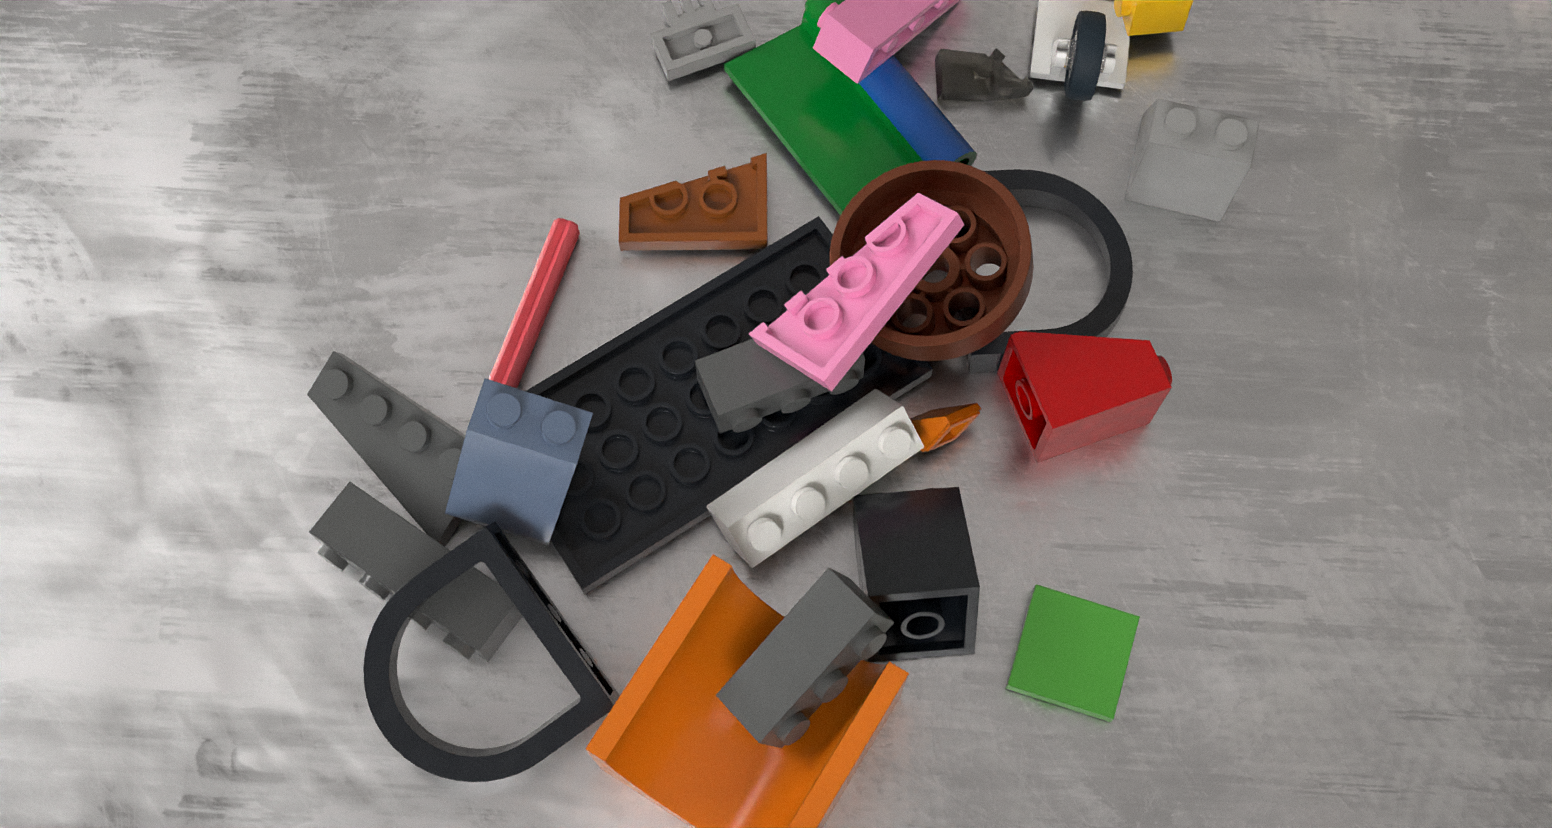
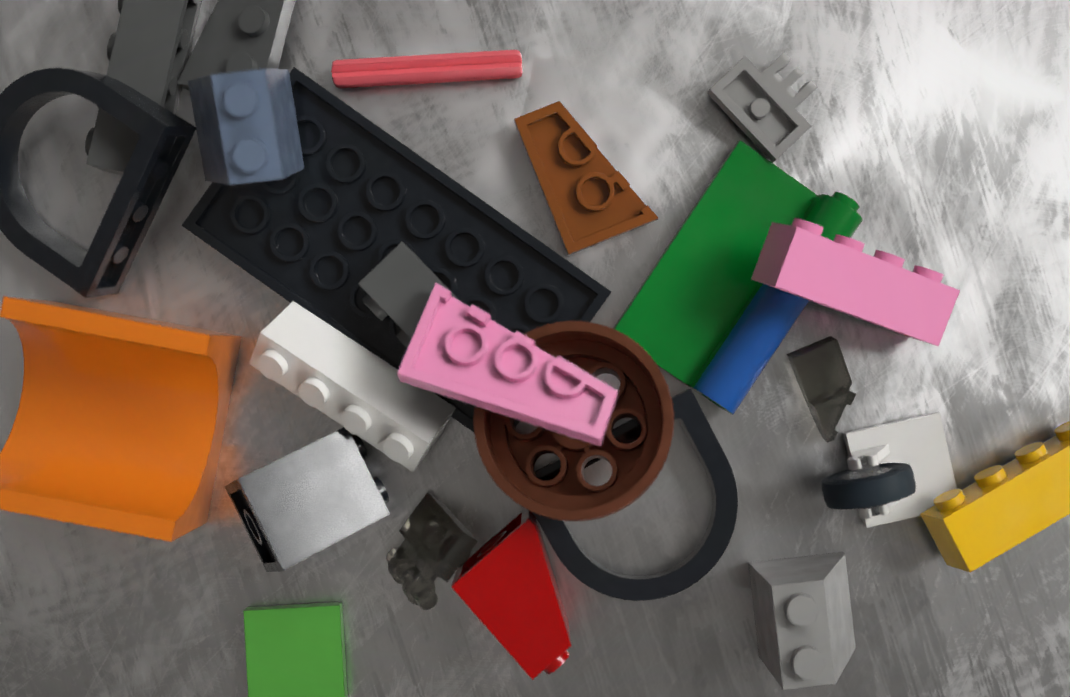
camera: 65 degrees right, 20 degrees up
(805, 660) = (161, 448): dark grey brick -> none
(944, 424) = (450, 474): orange slope -> none
(1000, 447) = (432, 548): none -> clear smoke plate

